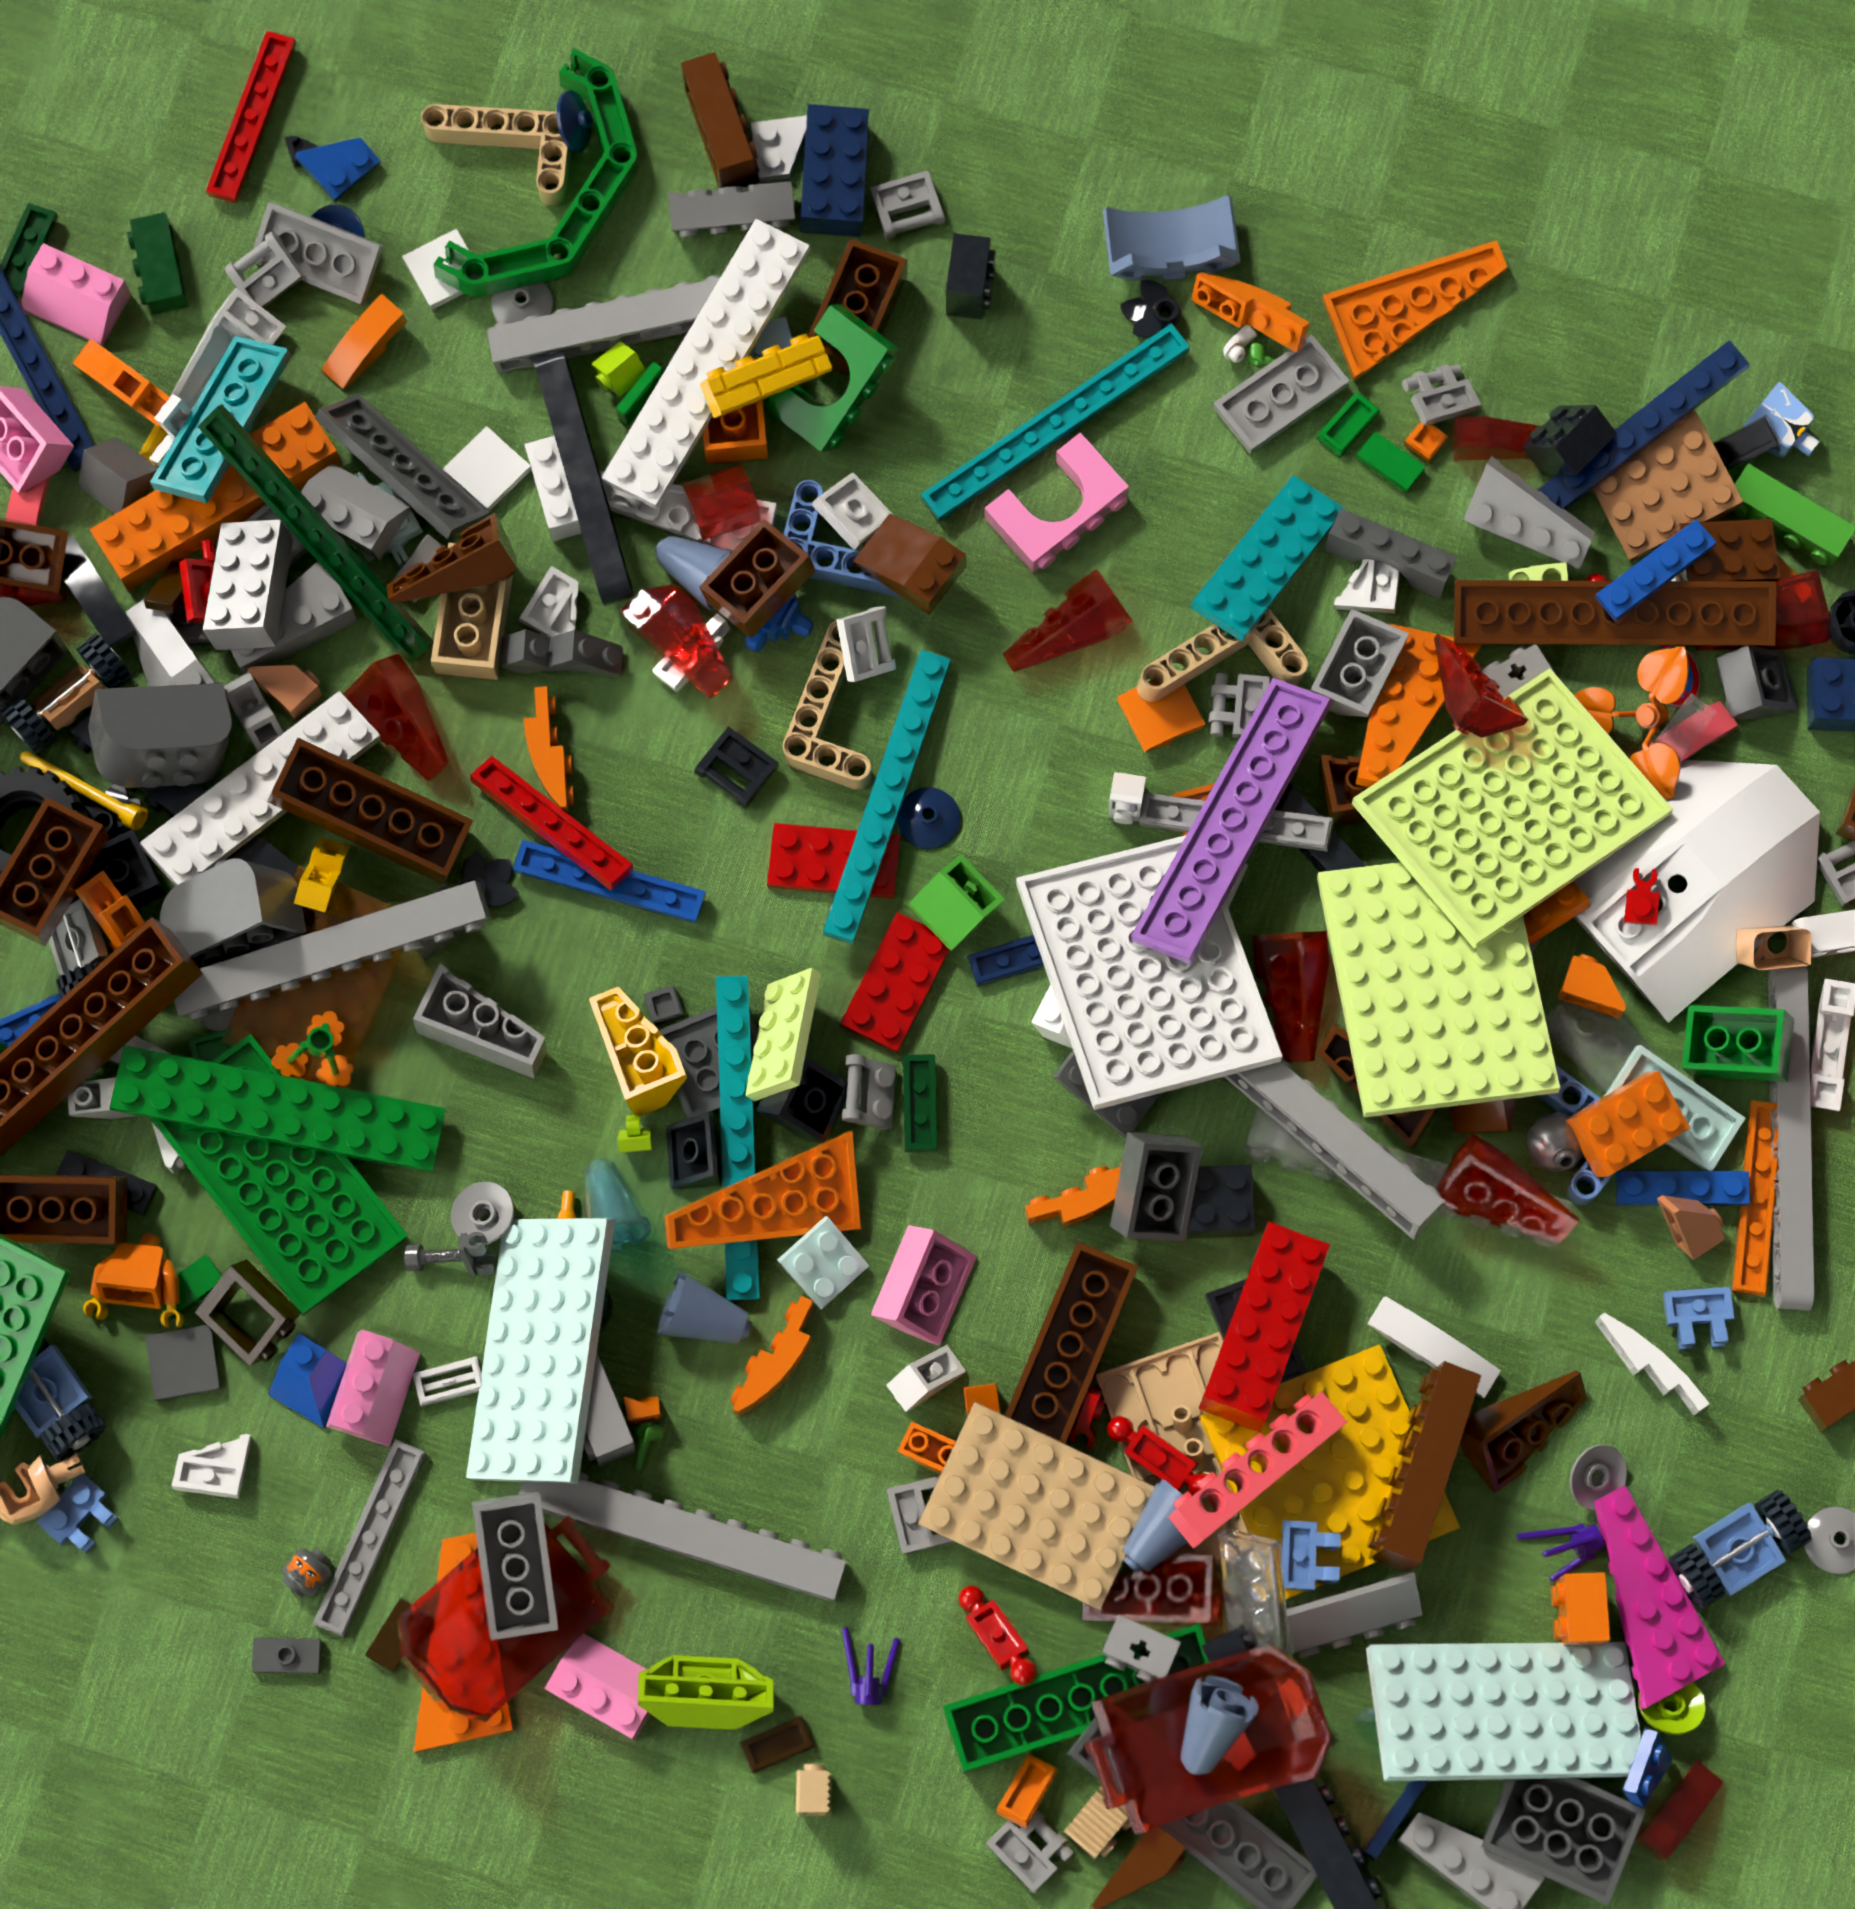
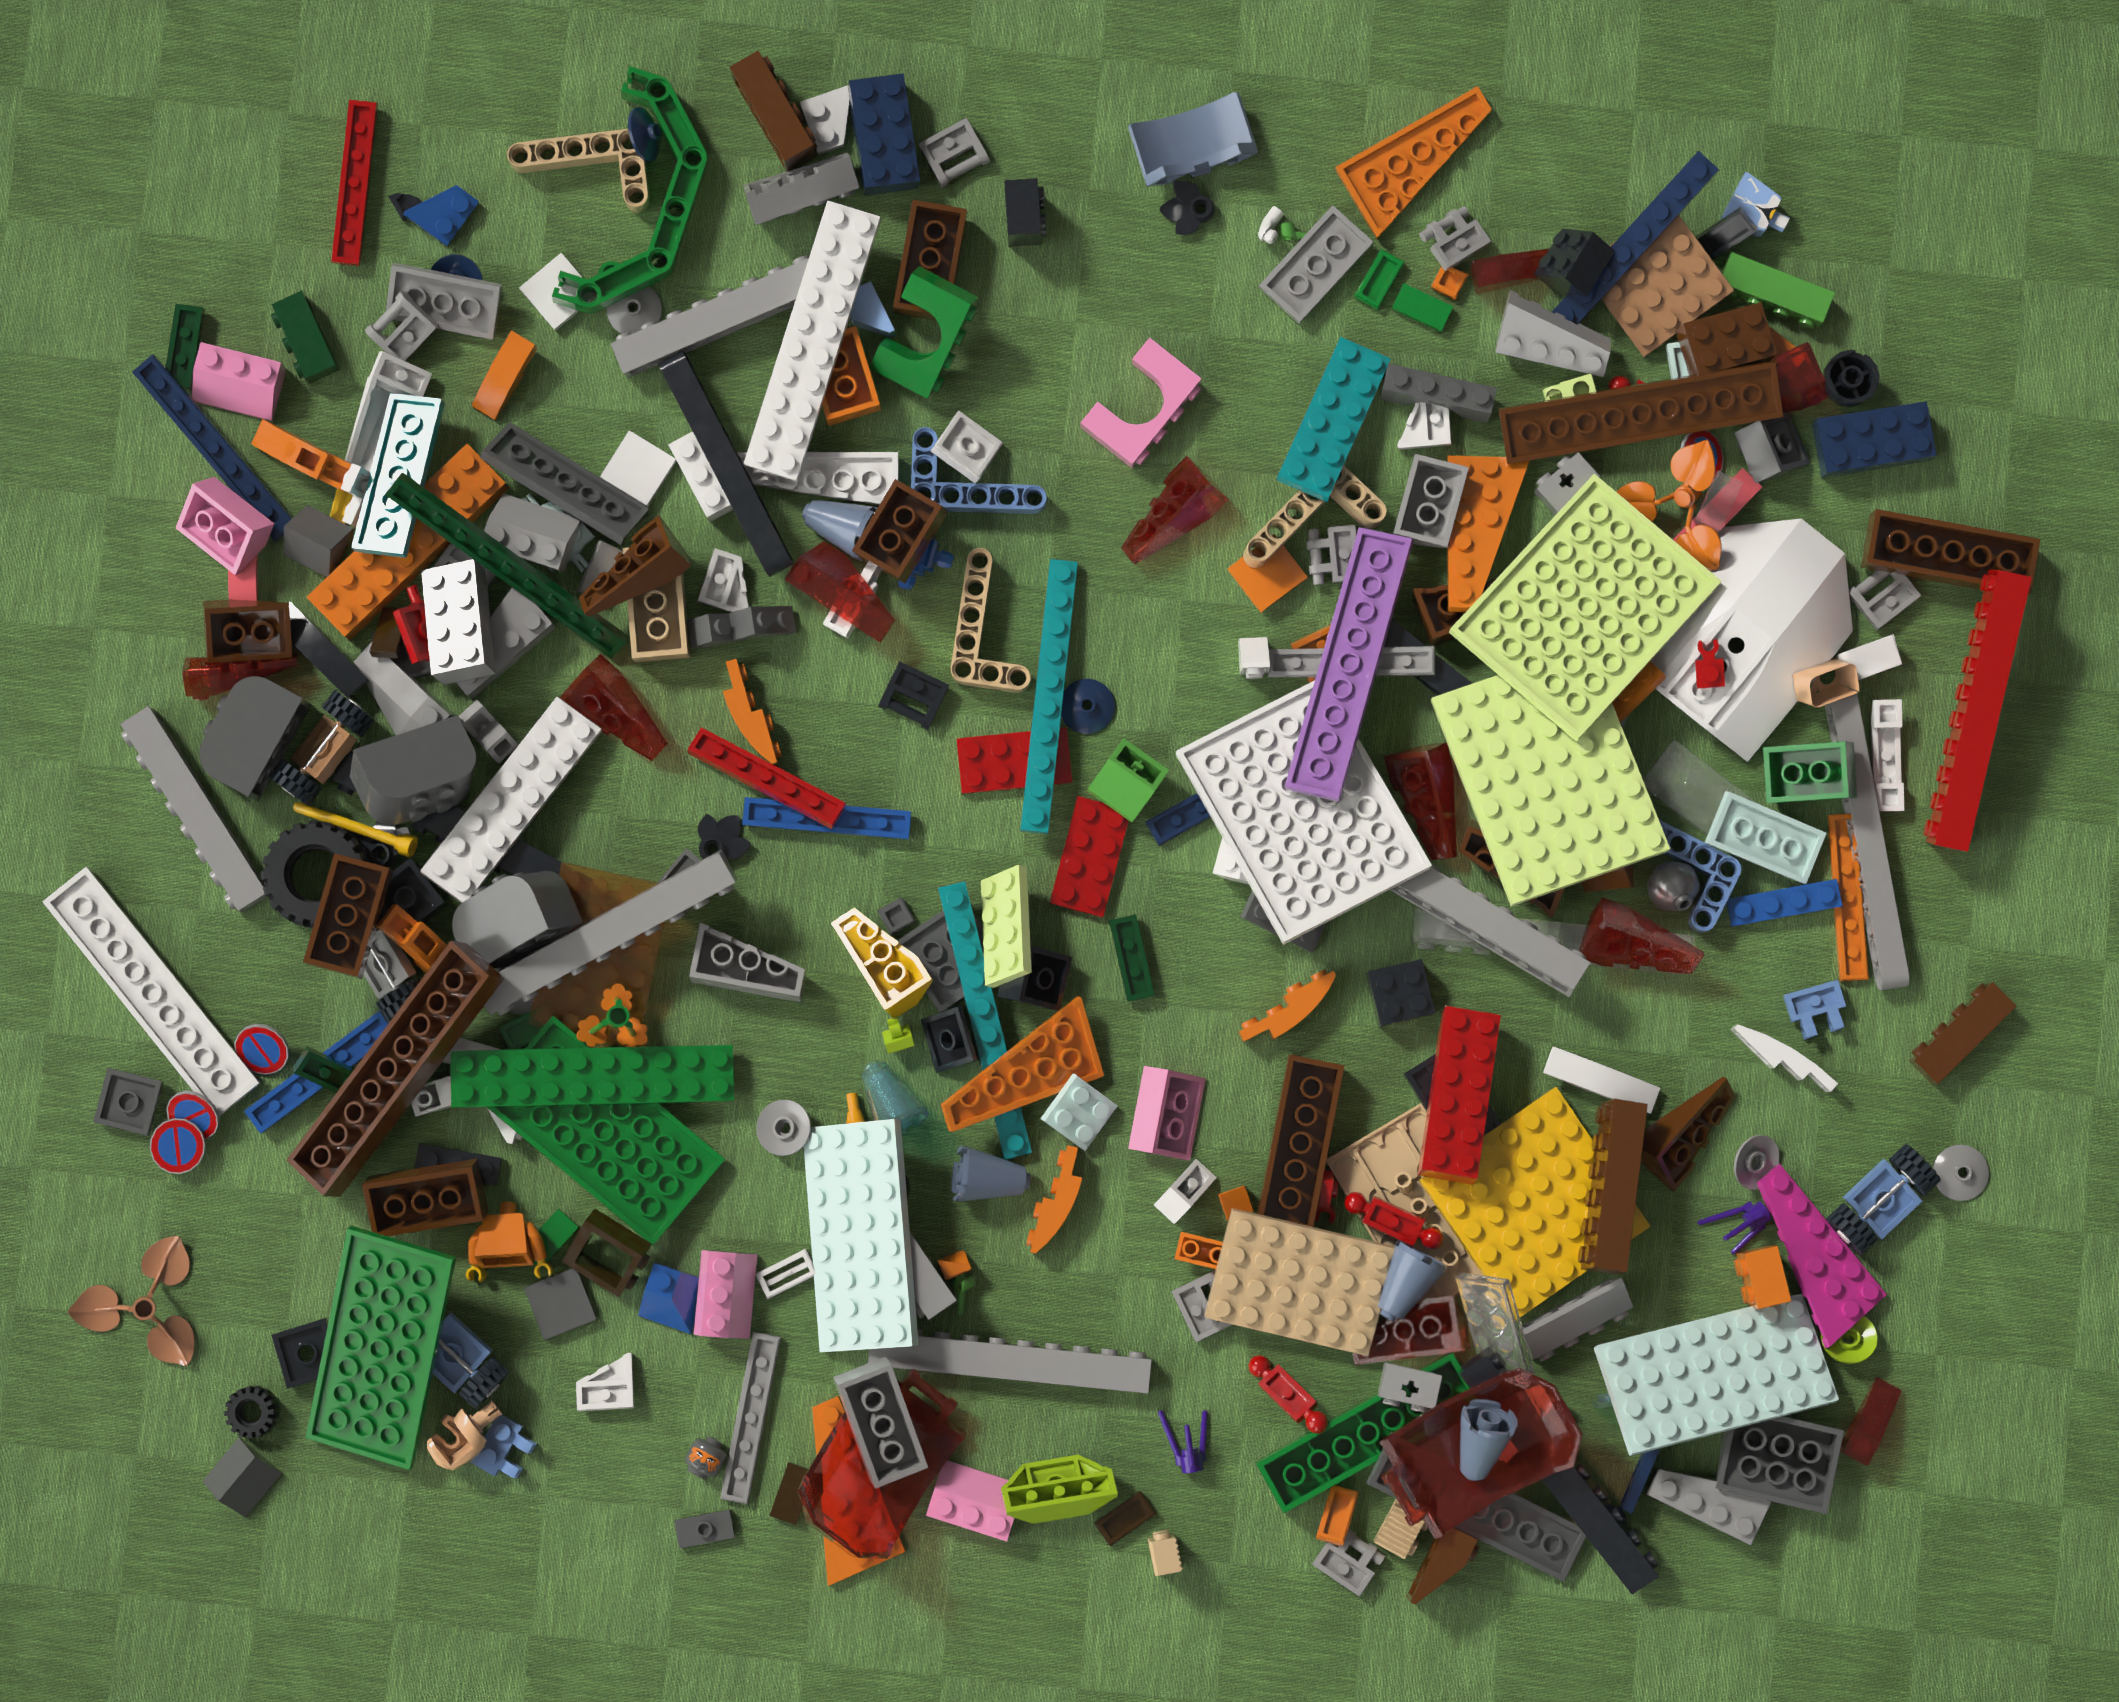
camera: 15 degrees left, 10 degrees up
(288, 687) = (511, 701): nougat slope -> none
(321, 874) = (583, 867): yellow slope -> none
(370, 810) = (610, 802): reddish brown brick -> none
(471, 1255) = (737, 1175): dark grey bar -> none
(618, 369) = (734, 357): lime brick -> none
(639, 394) = (757, 374): green tile -> none
(722, 502) = (850, 461): clear red slope -> none
(765, 376) = (868, 345): yellow brick -> none
(859, 645) = (997, 567): white plate -> none
(875, 1093) = (1088, 958): light grey plate -> none
(912, 562) = (1027, 486): reddish brown slope -> none
(1054, 422) = (1124, 329): teal plate -> none
(1156, 1186) = (1346, 995): dark grey brick -> none
(1198, 1524) = (1523, 1169): coral brick -> none
(1250, 305) = (1275, 189): orange slope -> none
(1299, 1555) = (1524, 1280): medium blue plate -> none
(1472, 695) = (1532, 513): clear red wedge -> none
(1591, 987) = (1678, 747): orange slope -> none
(1627, 1124) = (1730, 863): orange brick -> none
(1647, 1768) = (1838, 1397): blue wing -> none
(1655, 570) = (1670, 371): blue plate -> none
(1691, 1225) = (1797, 934): nougat slope -> none

